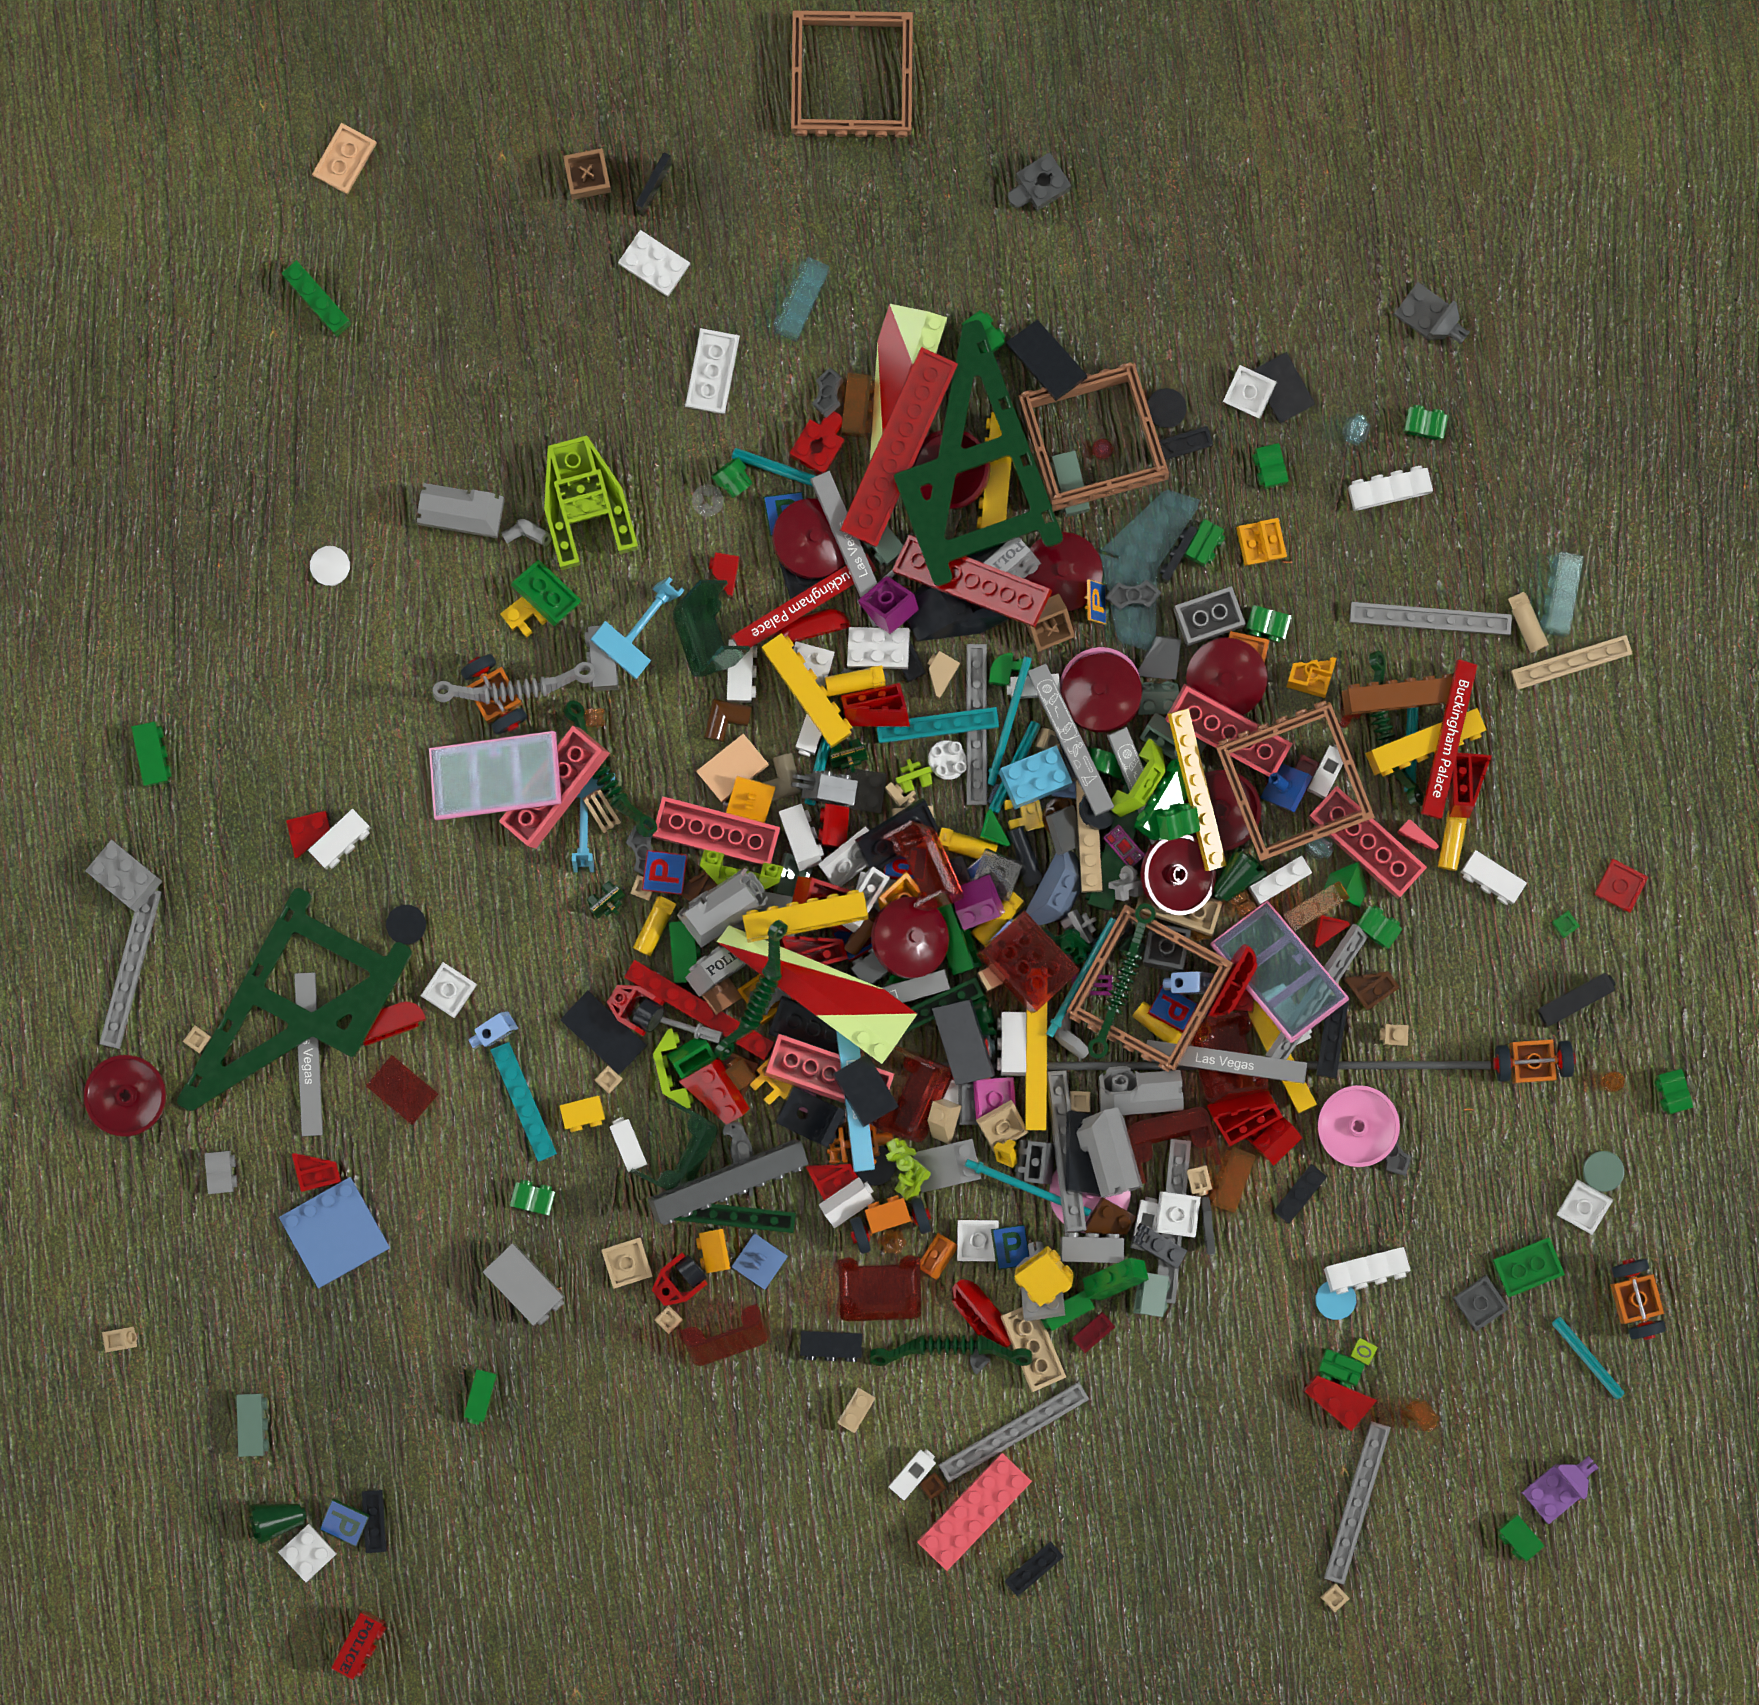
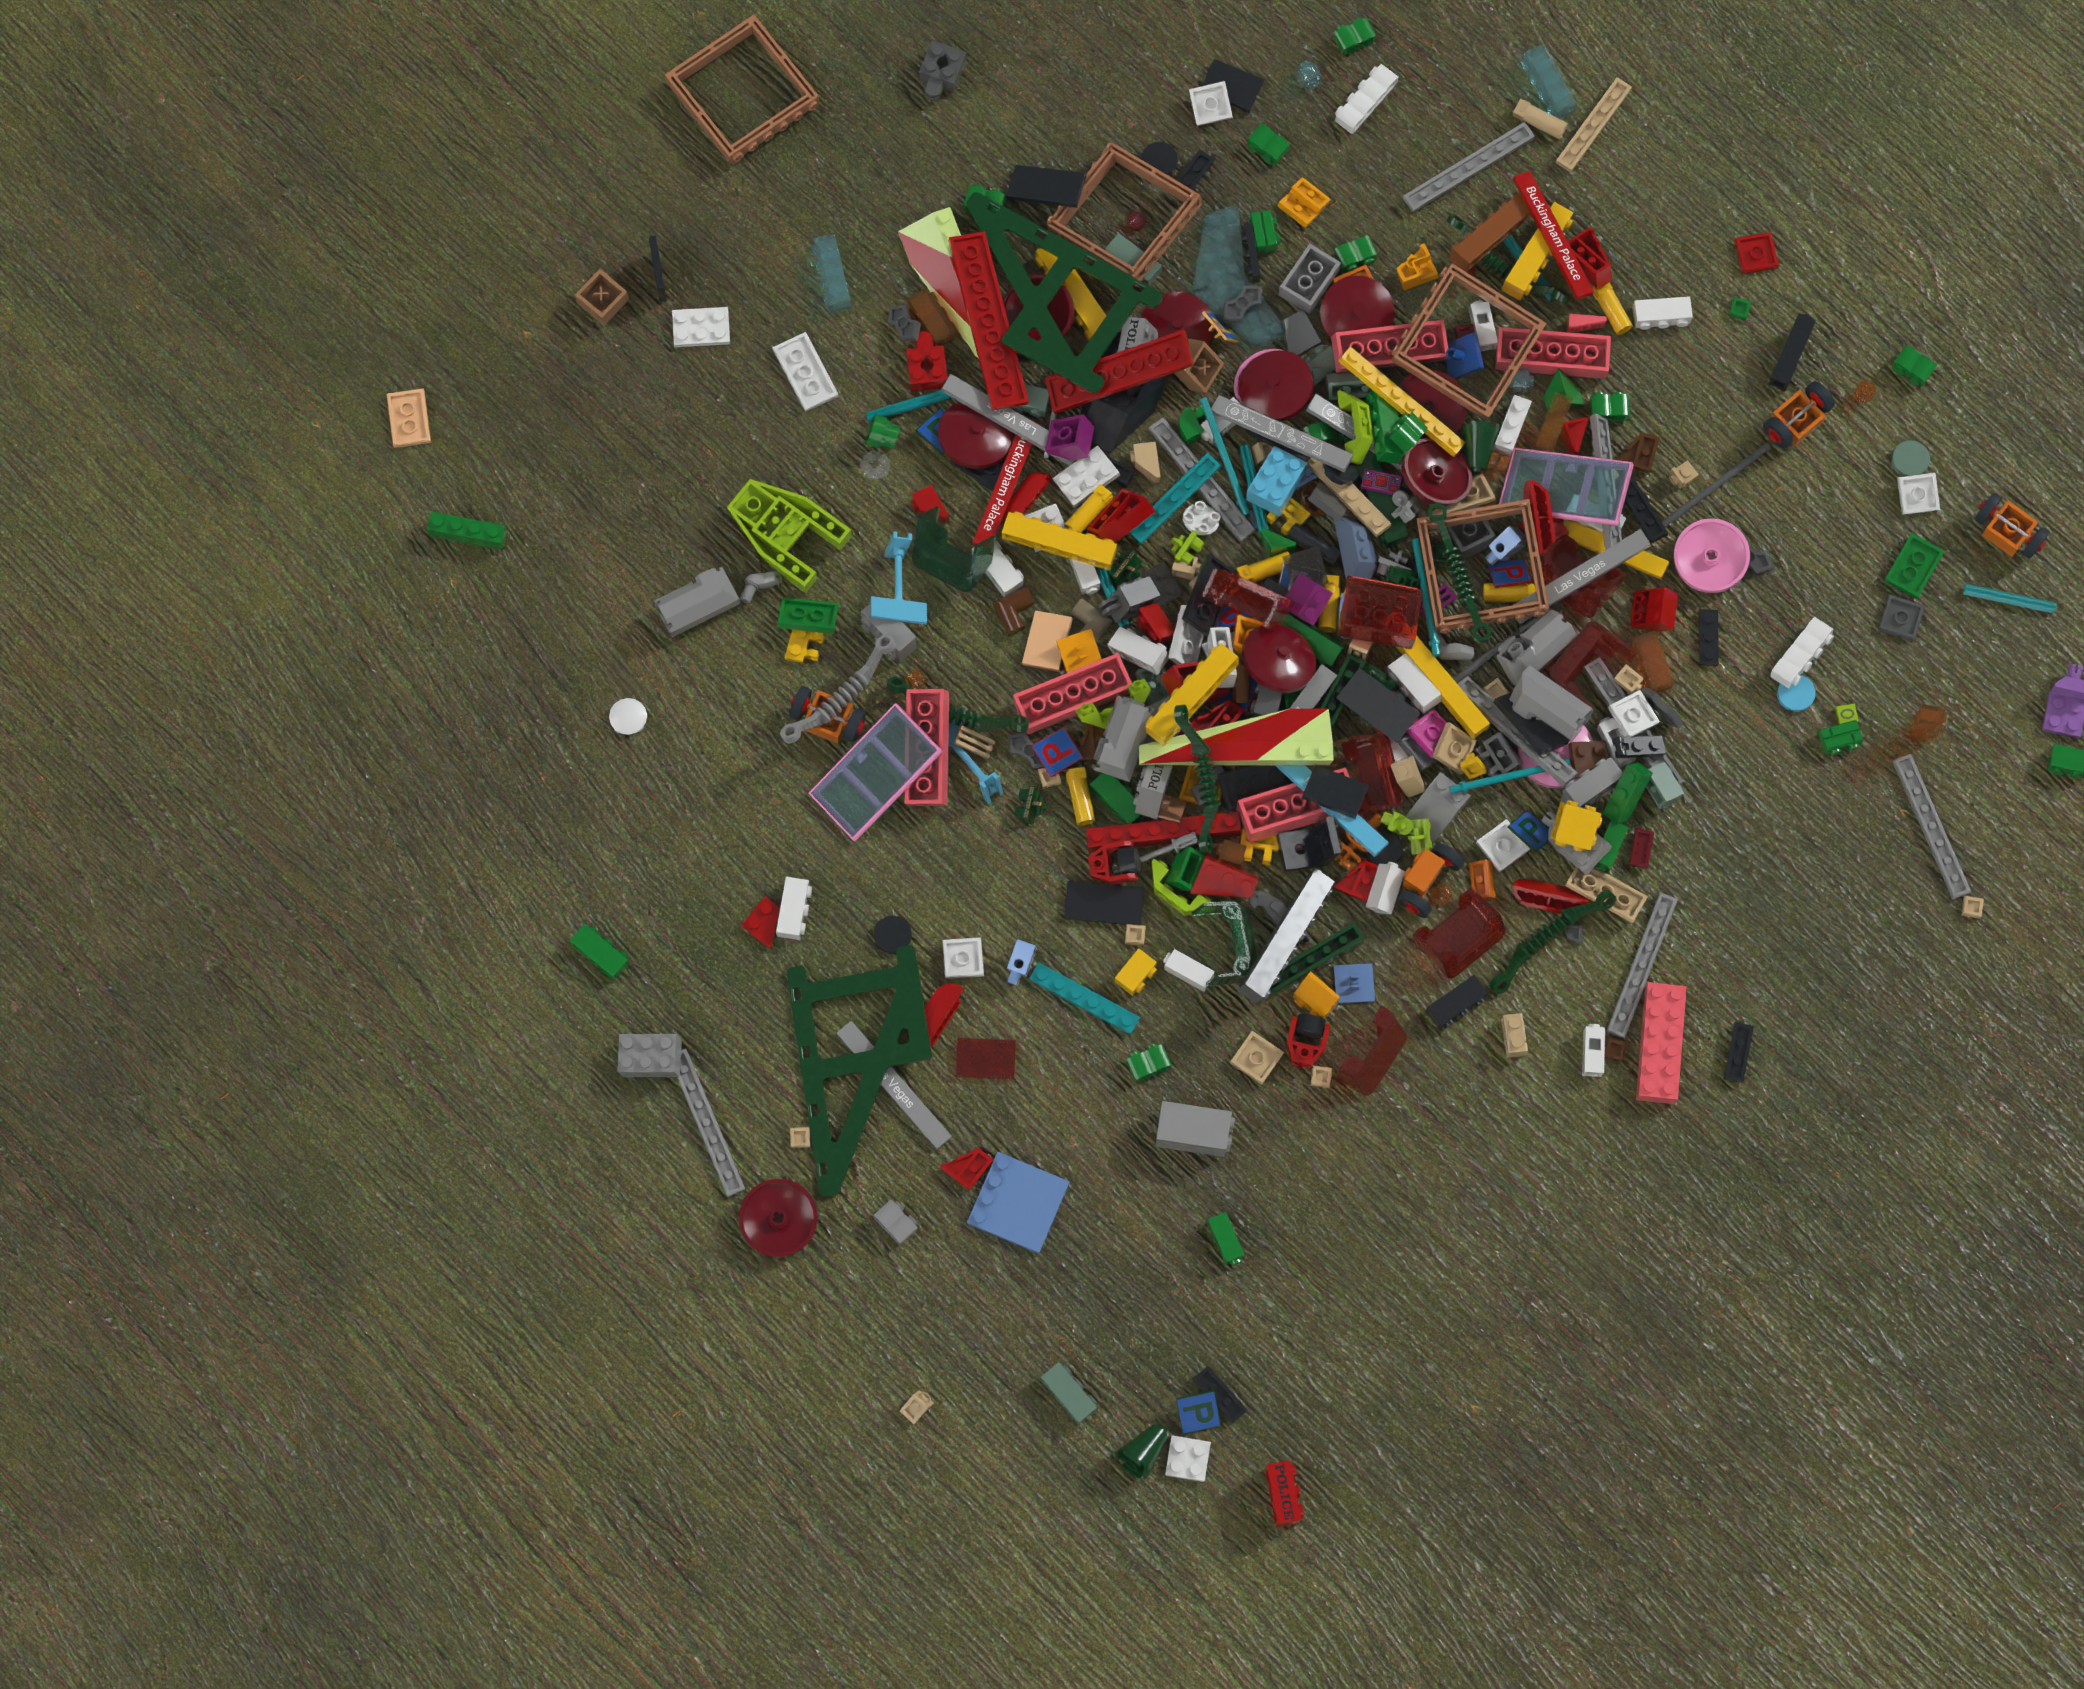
camera: 30 degrees left, 10 degrees down
(1244, 1115) = (1624, 608): red wedge -> none
(1339, 1401) = (1859, 762): red wedge -> none

